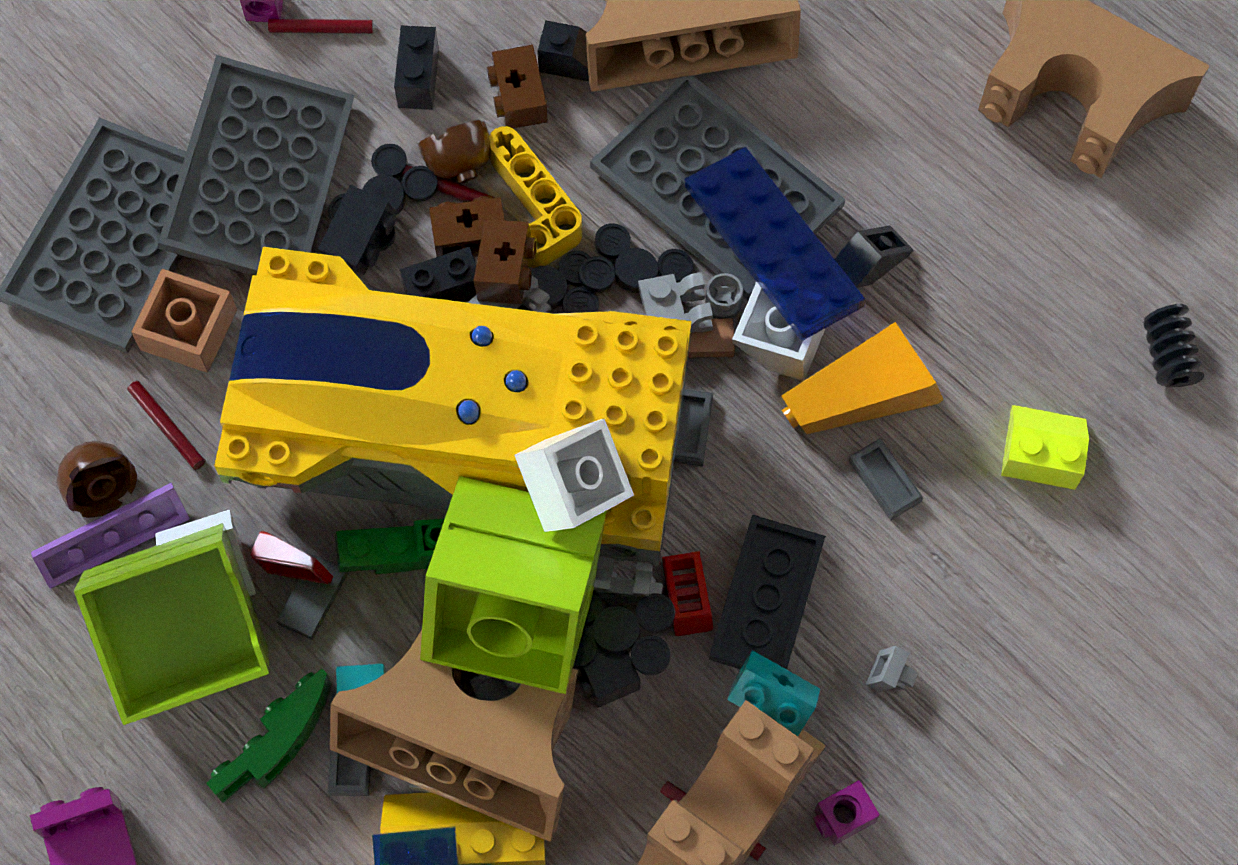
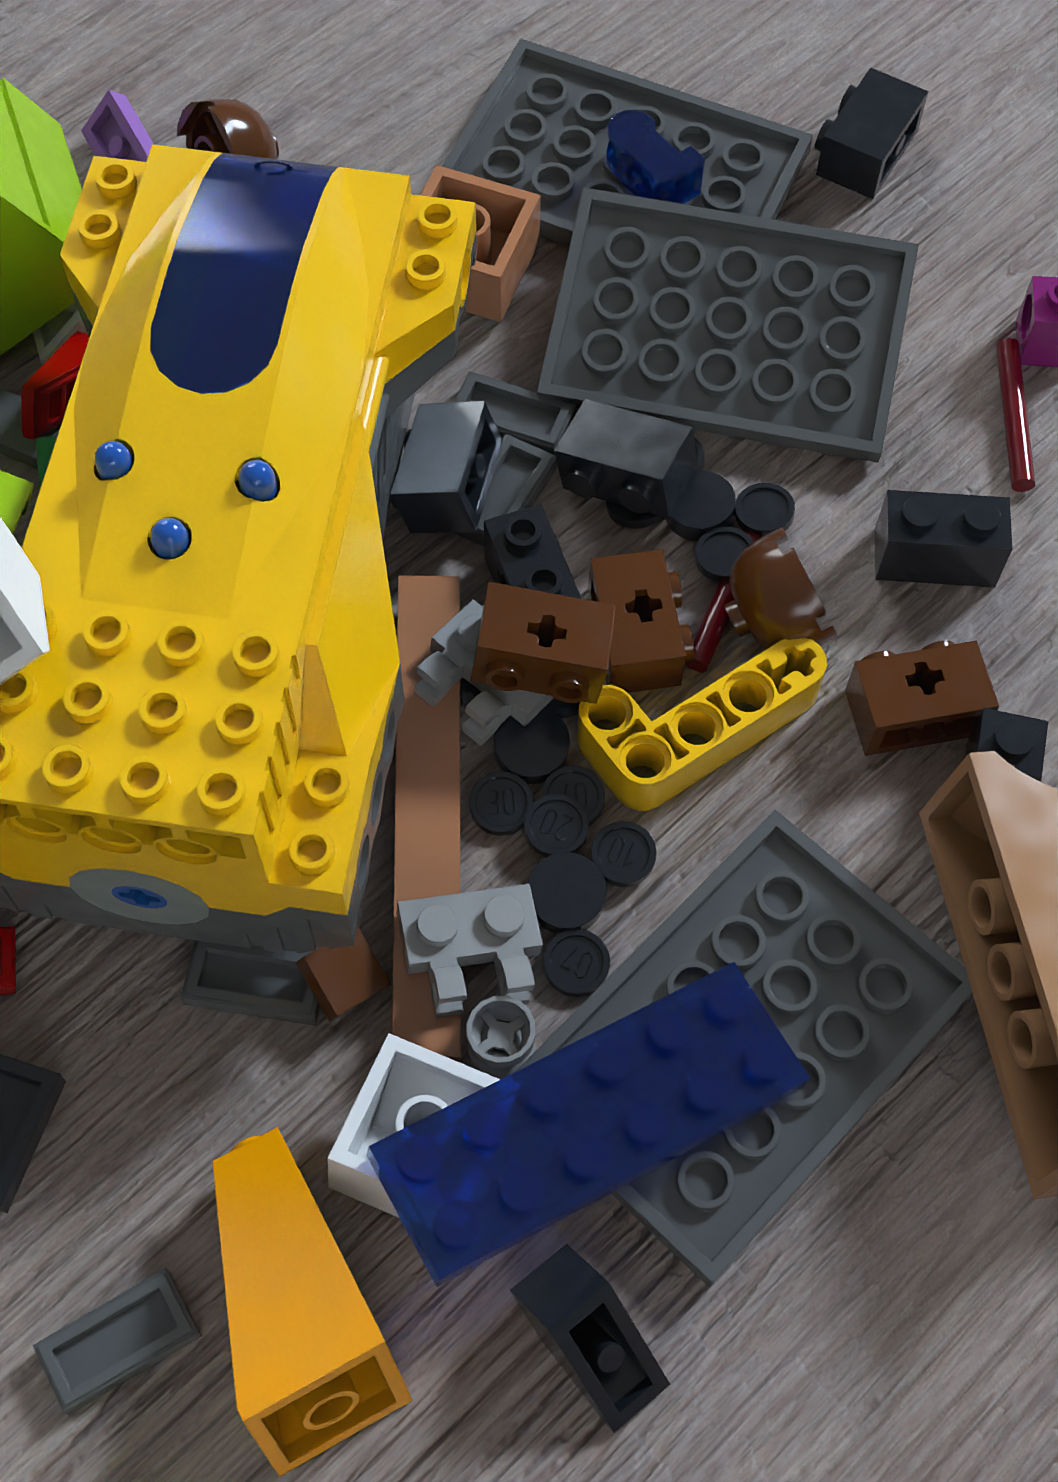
camera: 90 degrees right, 5 degrees down
(97, 84) = (869, 132): none -> black brick
(128, 210) = (650, 163): none -> clear blue leg
(697, 378) = (343, 976): none -> reddish brown tile

